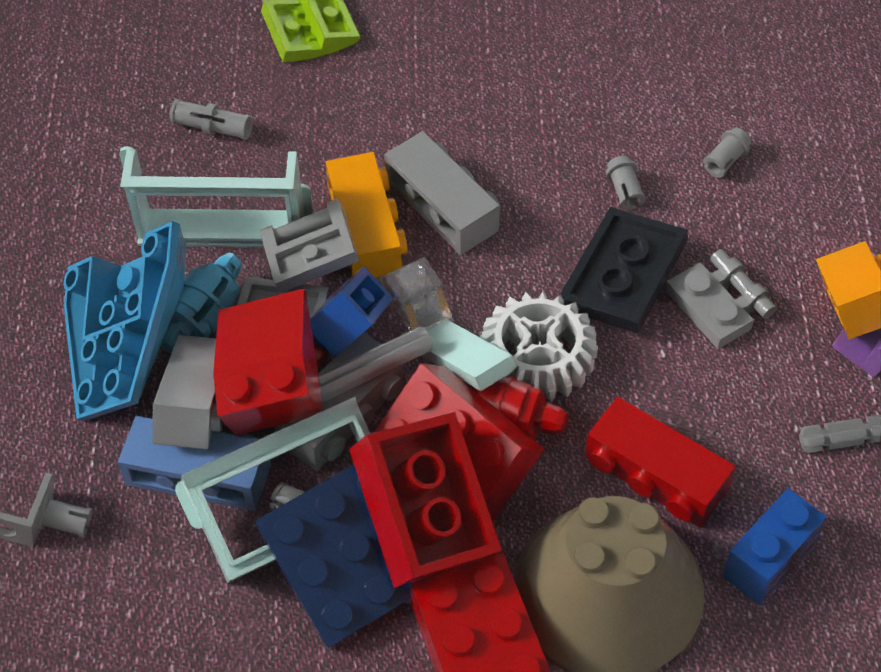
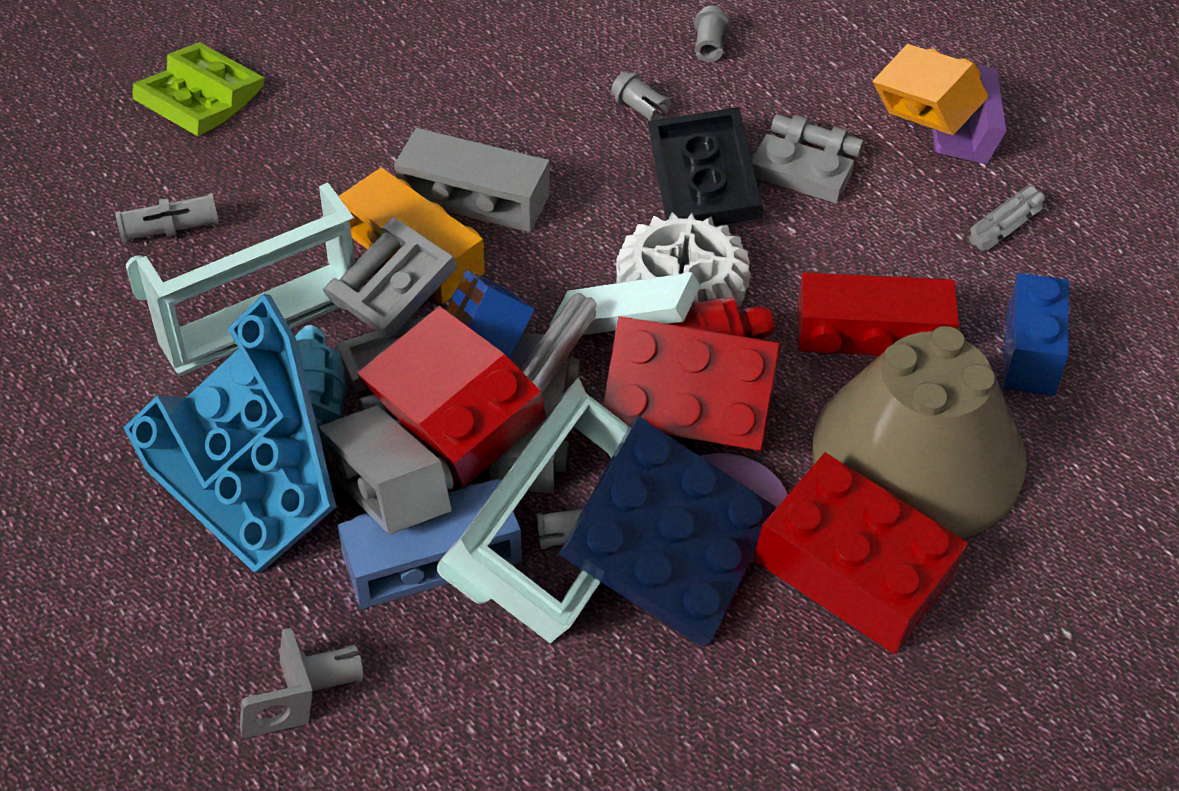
camera: 35 degrees left, 5 degrees down
(417, 294) = (534, 271): clear slope -> none
(424, 498) = (727, 434): red brick -> none

